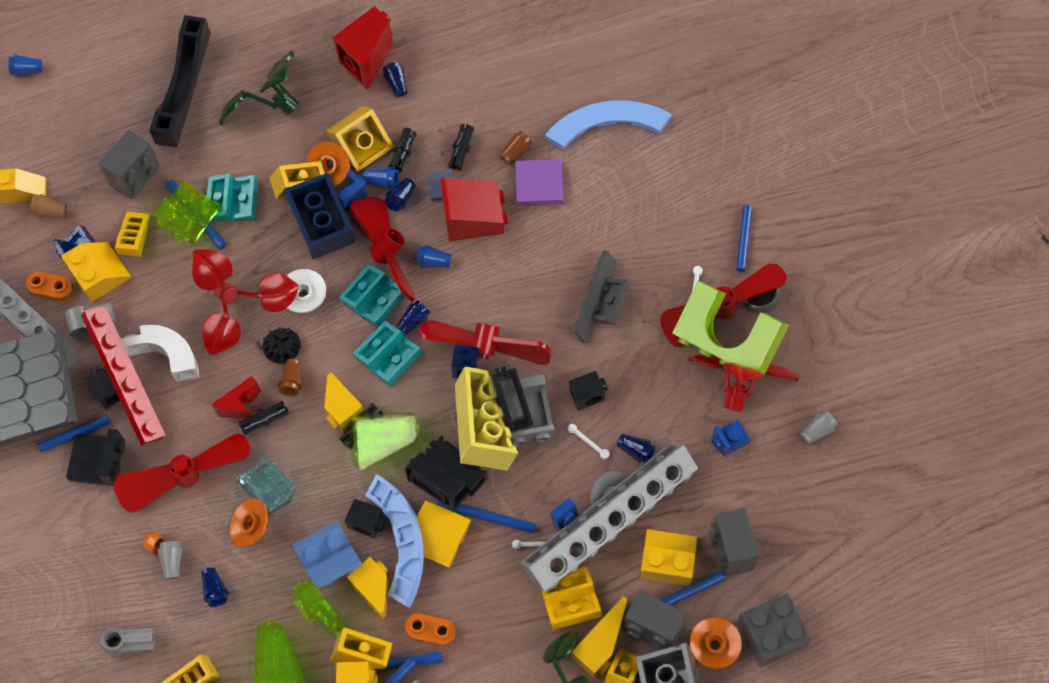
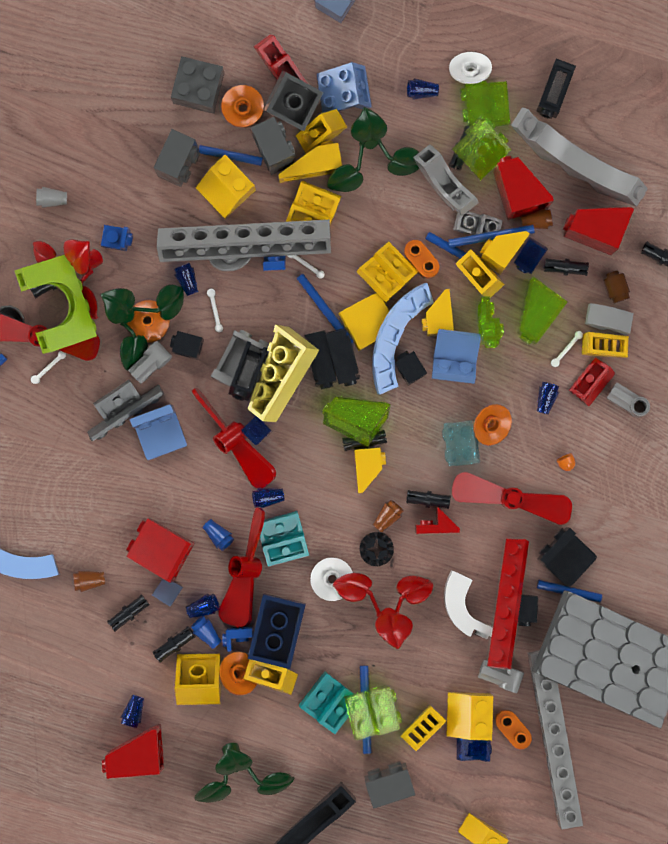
camera: 145 degrees left, 20 degrees up
(47, 207) = (473, 800): medium nougat cone -> none
(170, 558) = (562, 441): light grey cone -> none
(179, 636) = (592, 381): none -> red slope
(228, 629) = (555, 362): none -> white hinge
(387, 353) = (305, 484): teal slope -> none
(454, 592) = (387, 271): none -> yellow slope
(539, 182) = (92, 539): medium lavender tile -> none
(553, 302) = (159, 432): none -> medium blue bracket
(608, 357) = (154, 358): none -> light grey piece
(641, 399) = (152, 331): none -> orange dish
(671, 359) = (120, 309): none -> dark green plant

